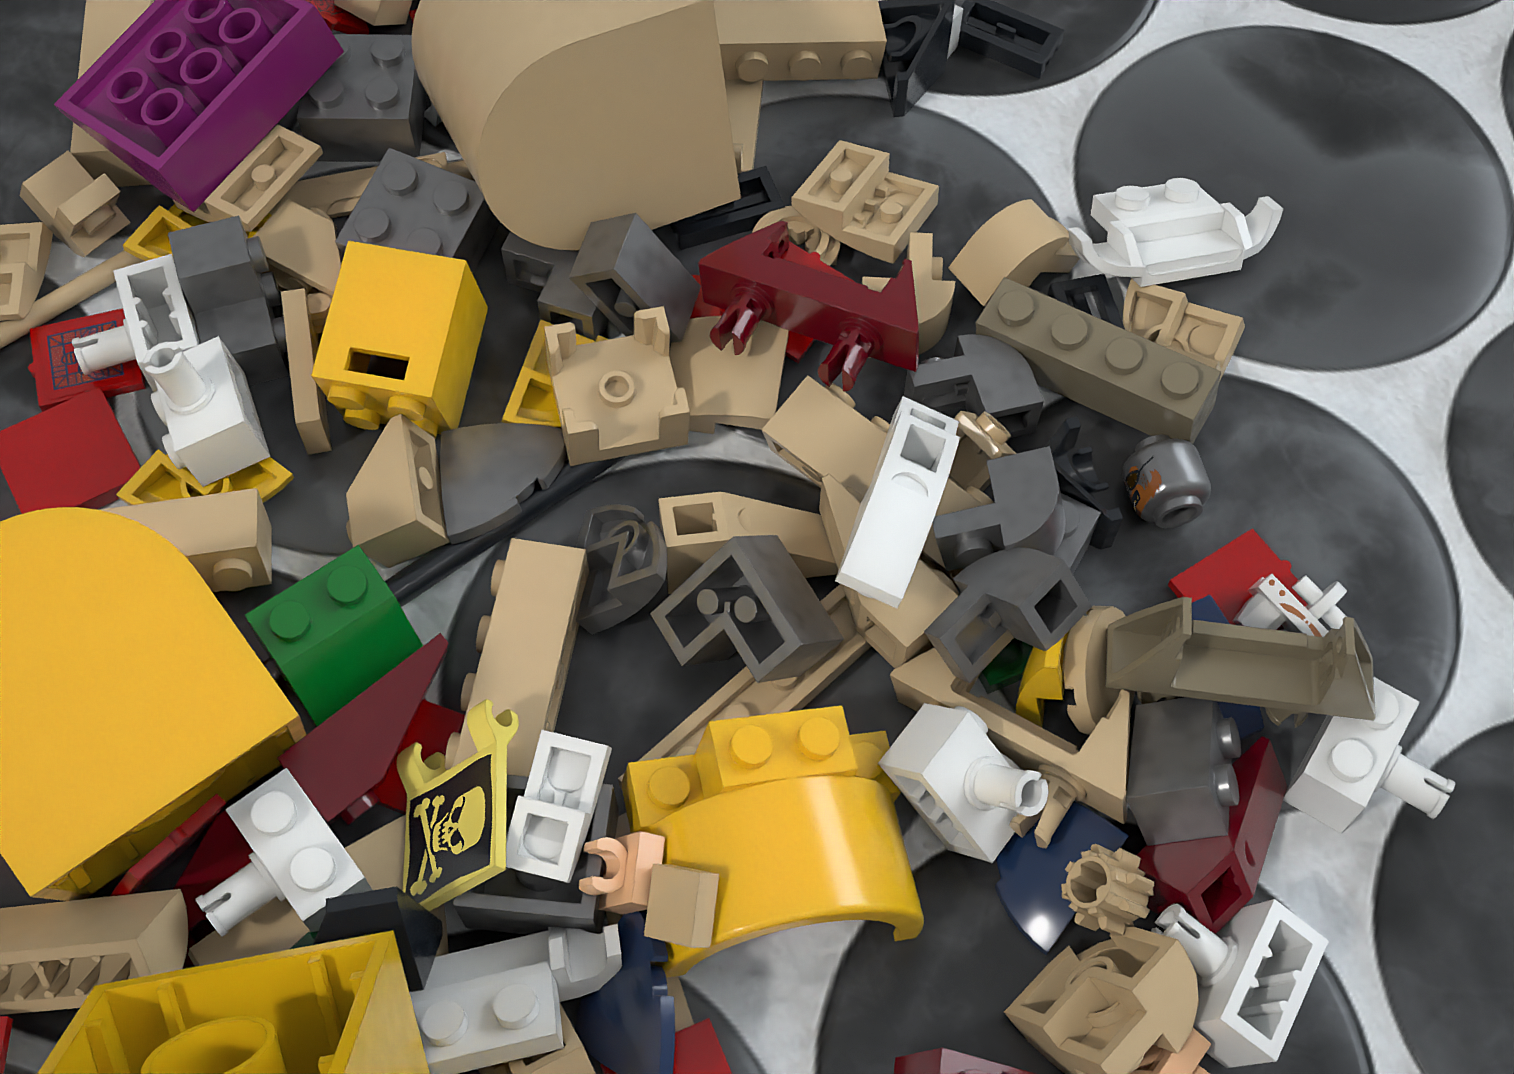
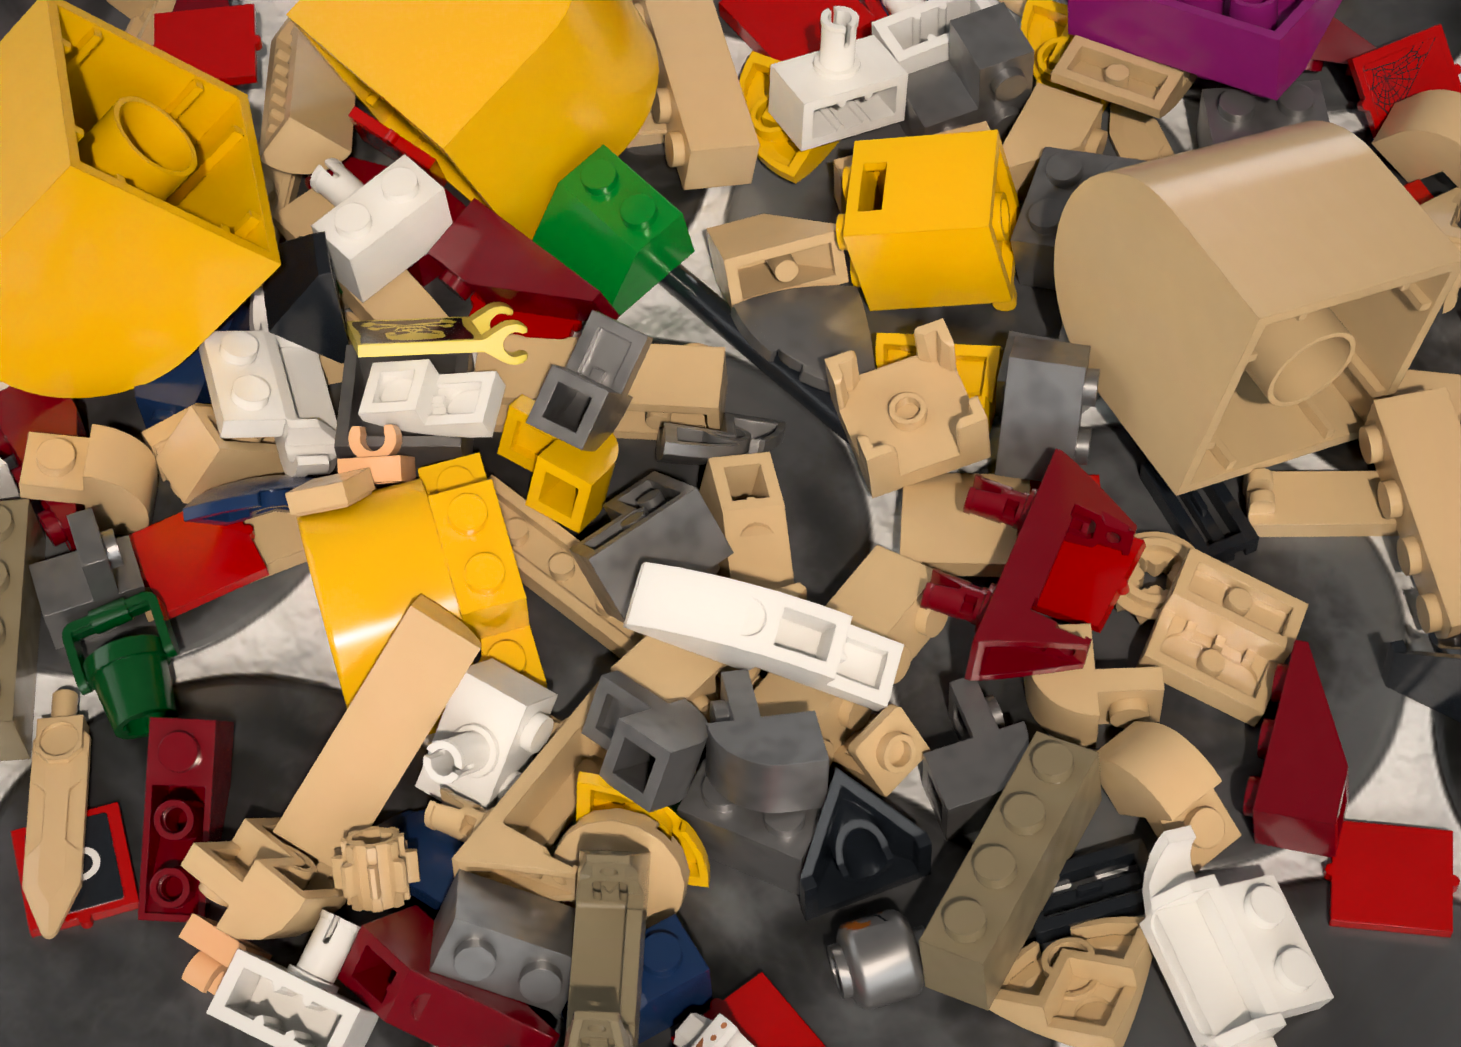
camera: 90 degrees right, 5 degrees down
(569, 653) = (591, 393): none -> flat silver brick
(626, 689) = (565, 481): none -> yellow brick
(962, 875) = (380, 730): none -> tan brick
(984, 160) = (1305, 772): none -> dark red slope
(1079, 136) = (1393, 879): none -> red piece

